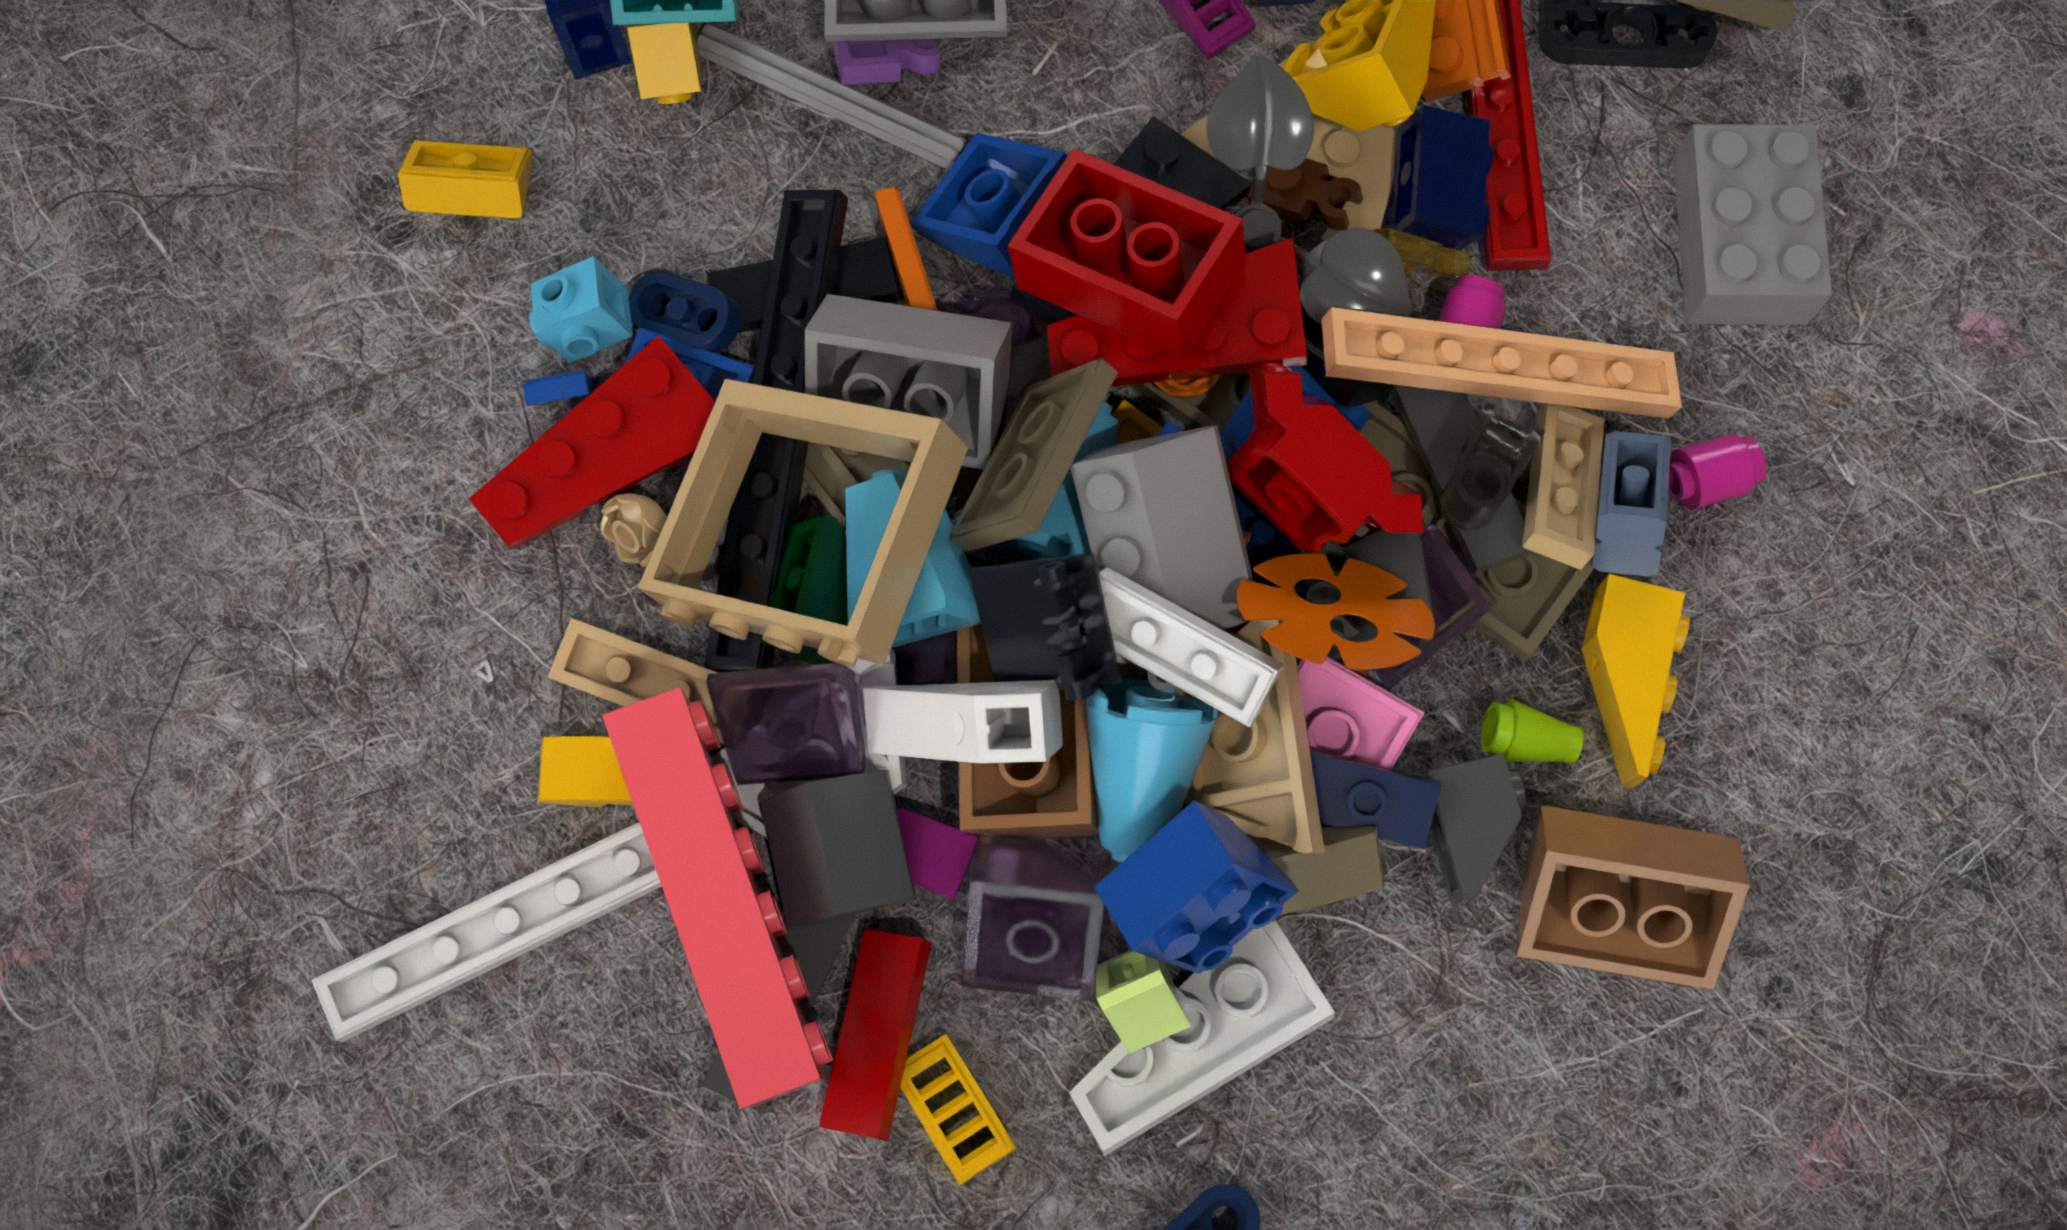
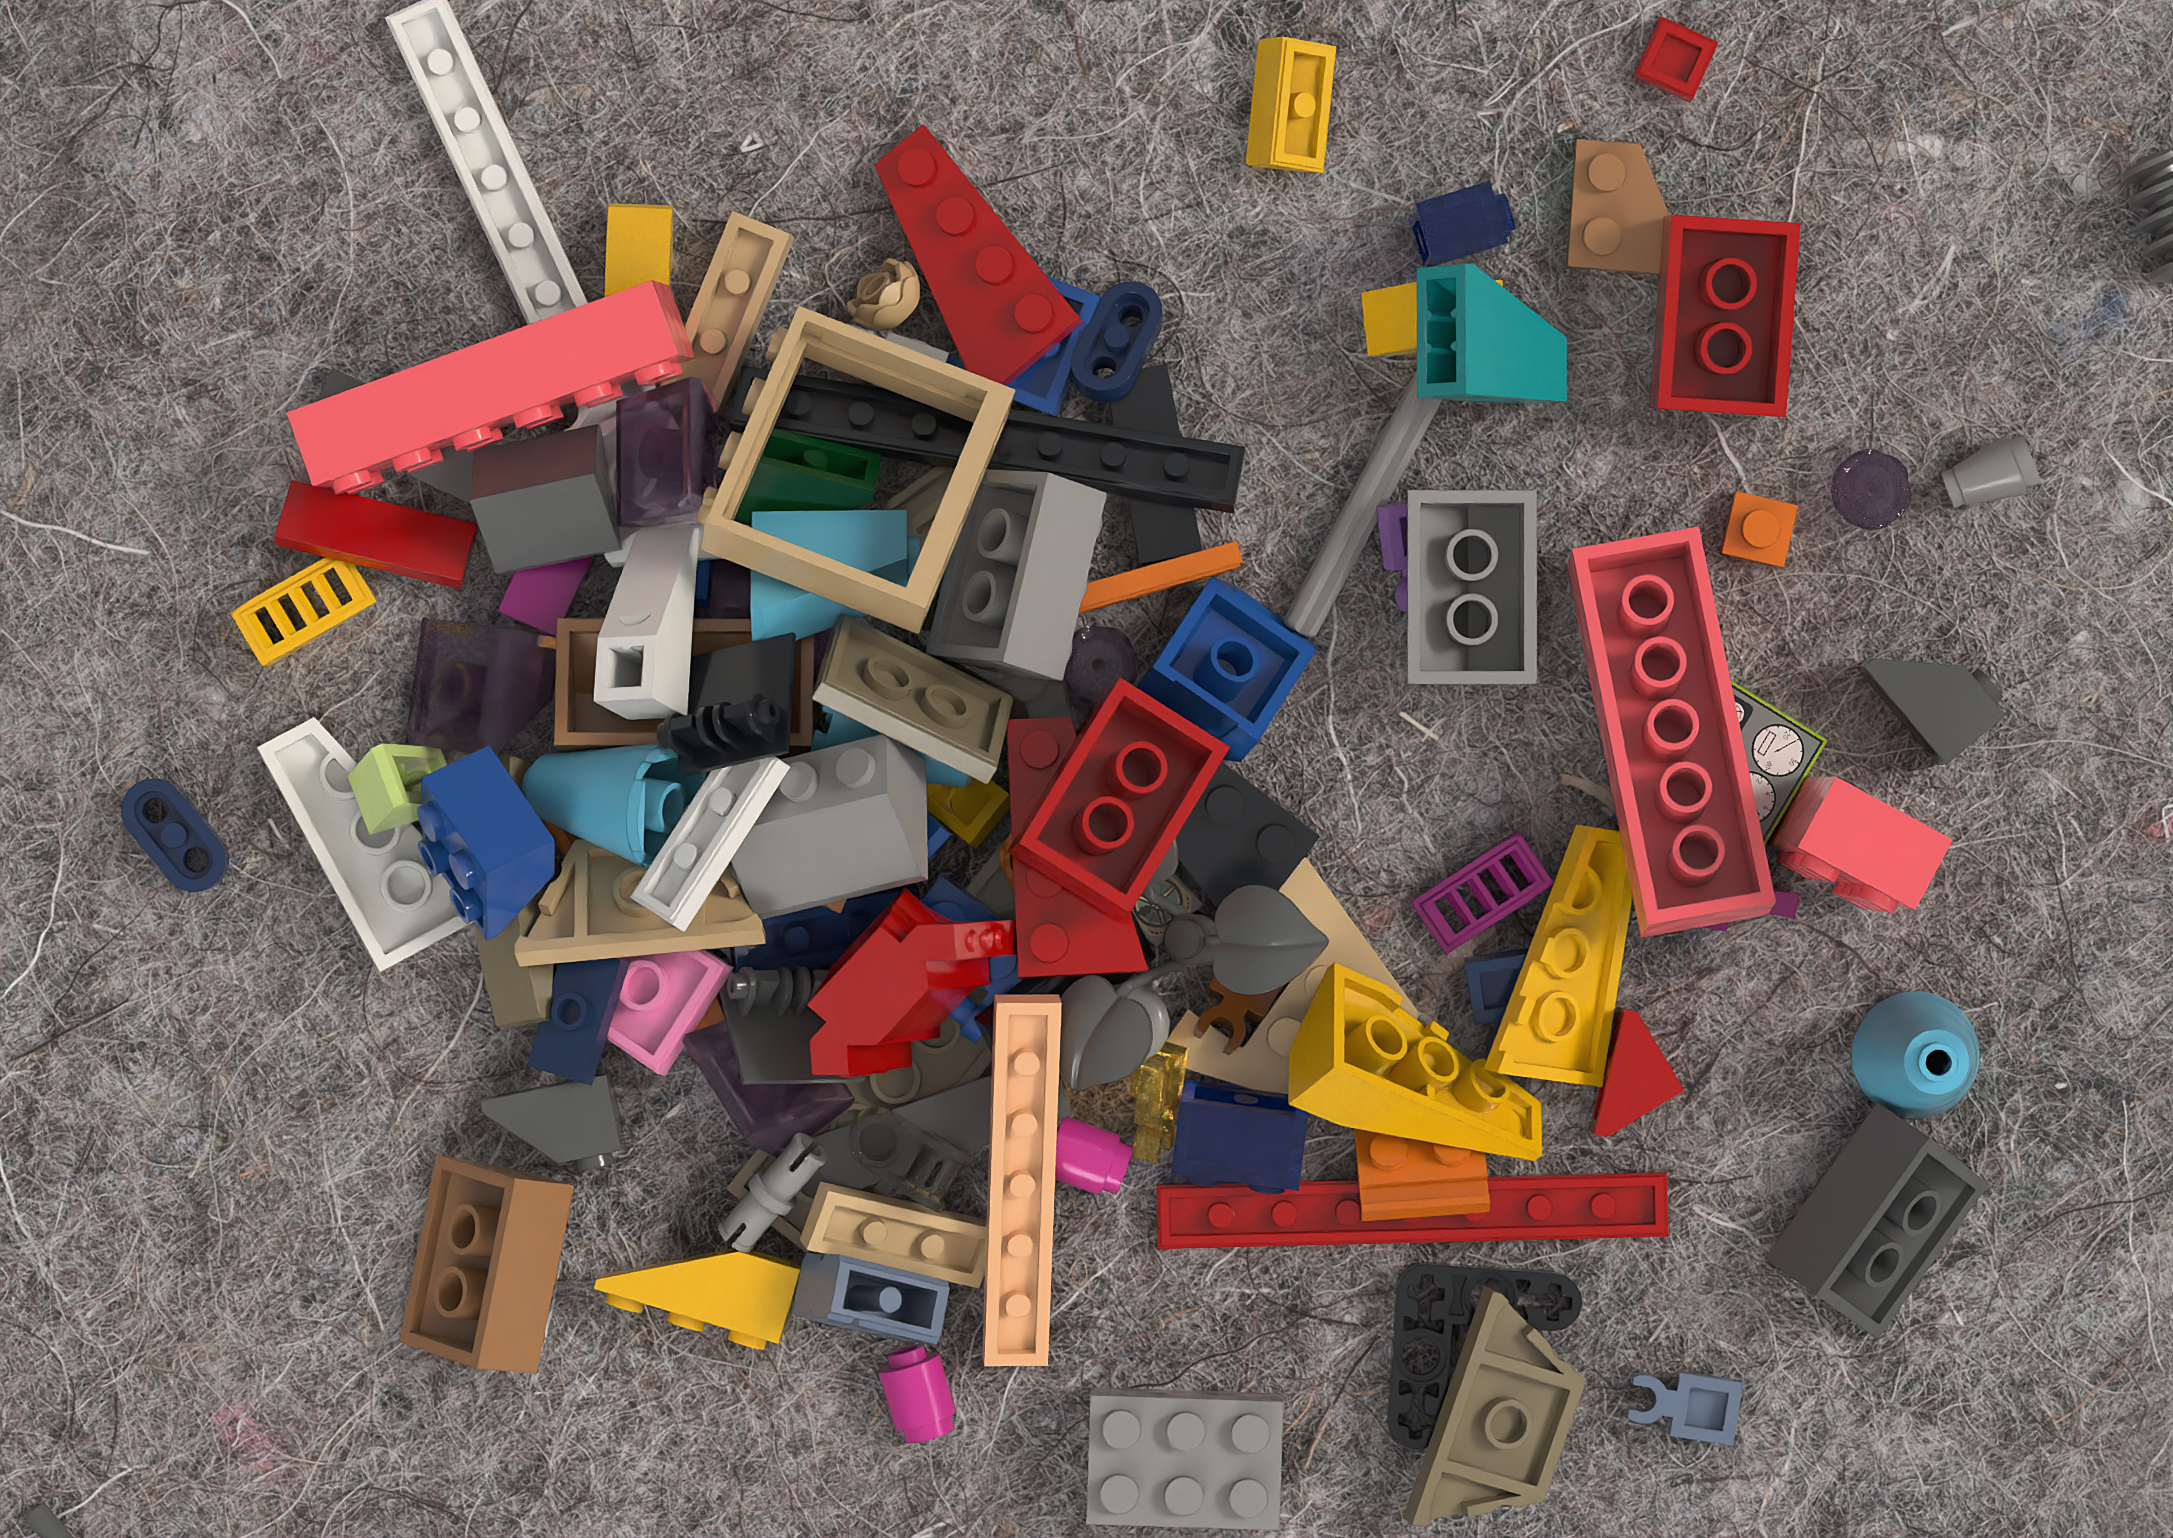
camera: 85 degrees right, 15 degrees up
(558, 387) = (1039, 214): blue tile -> none
(580, 310) = (1118, 234): medium azure brick -> none
(1307, 625) = (713, 955): orange piece -> none
(1529, 734) = (649, 1179): lime cone -> none
(1534, 600) = (772, 1192): none -> light grey pin

